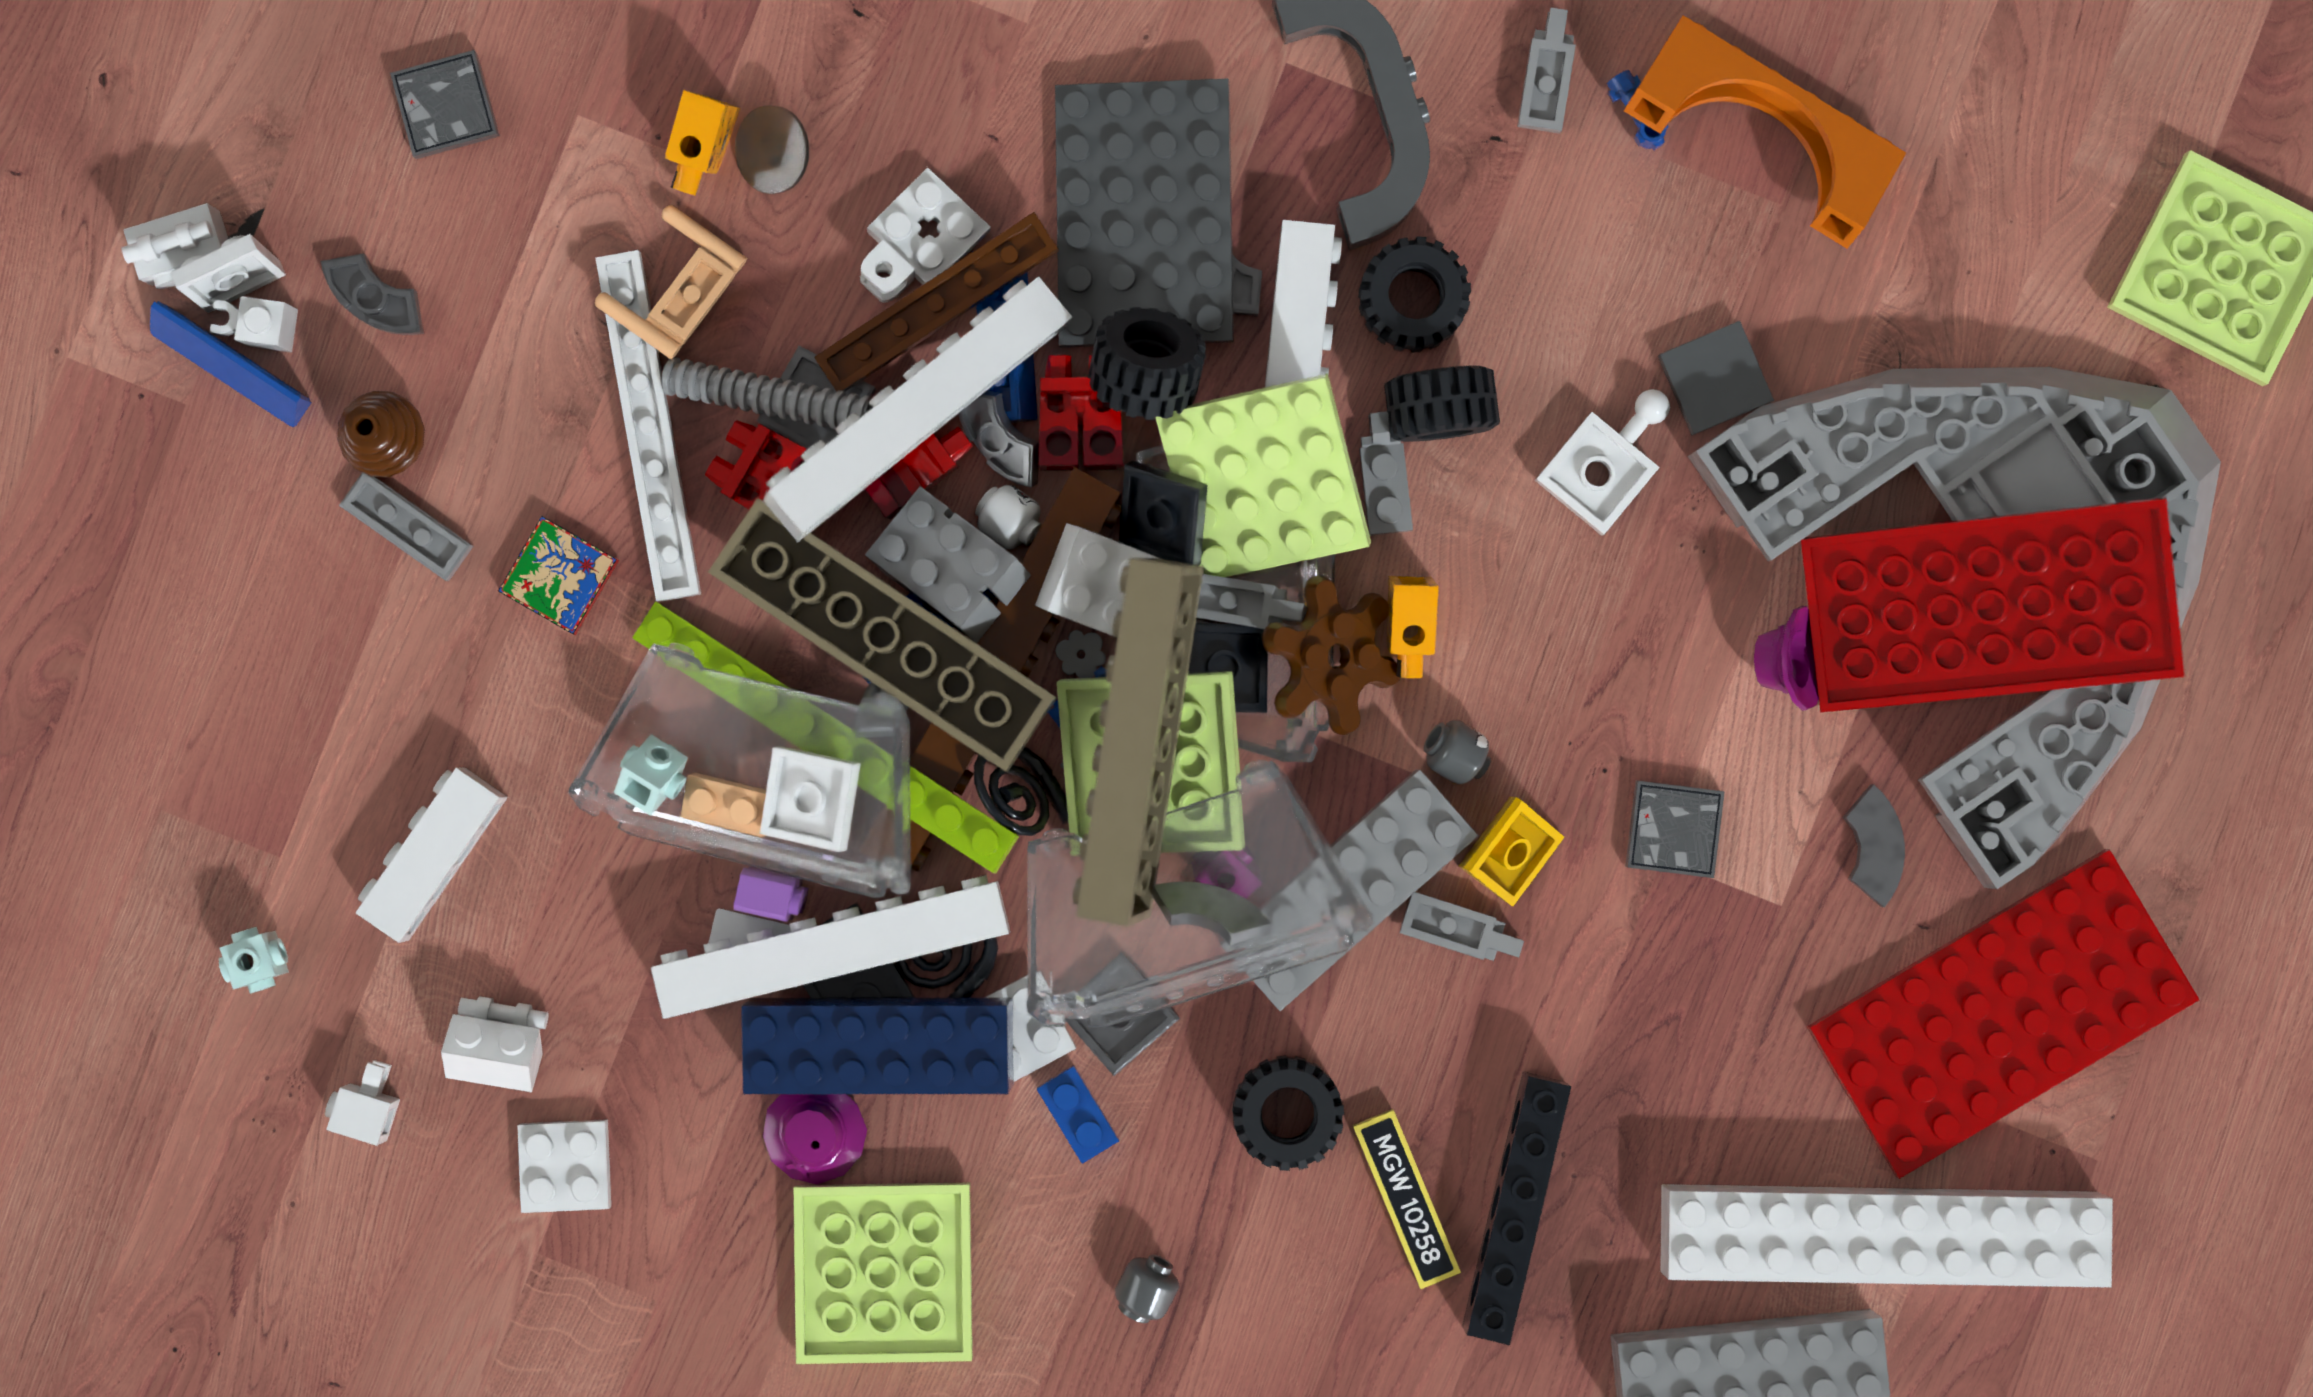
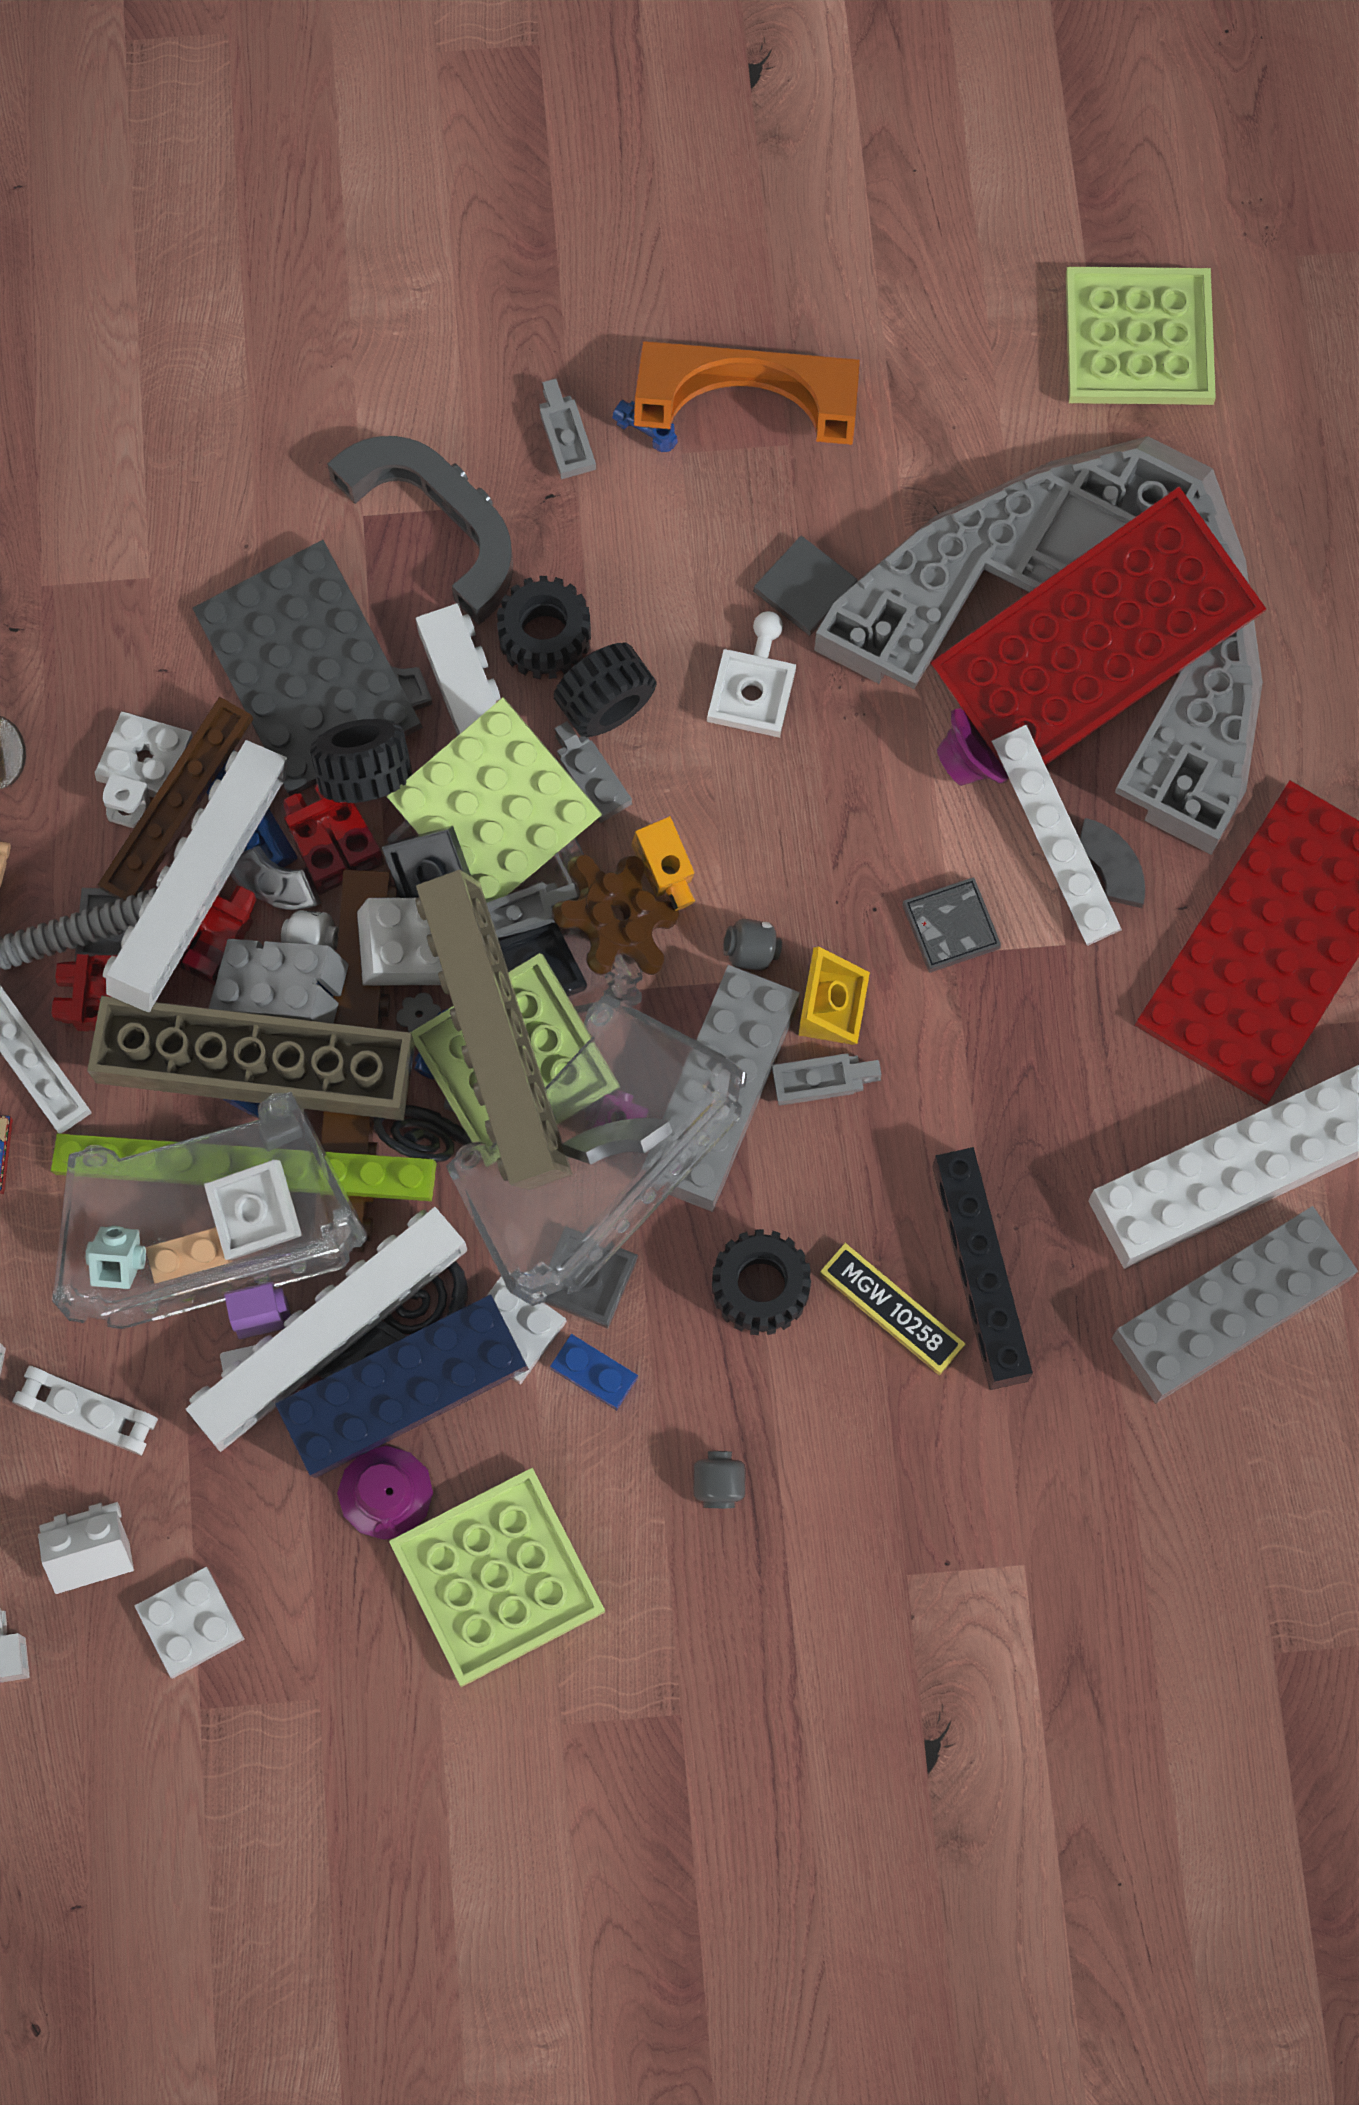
camera: 25 degrees left, 15 degrees down
(557, 903) = (85, 1410): none -> white plate
(1833, 791) = (1056, 835): none -> white plate

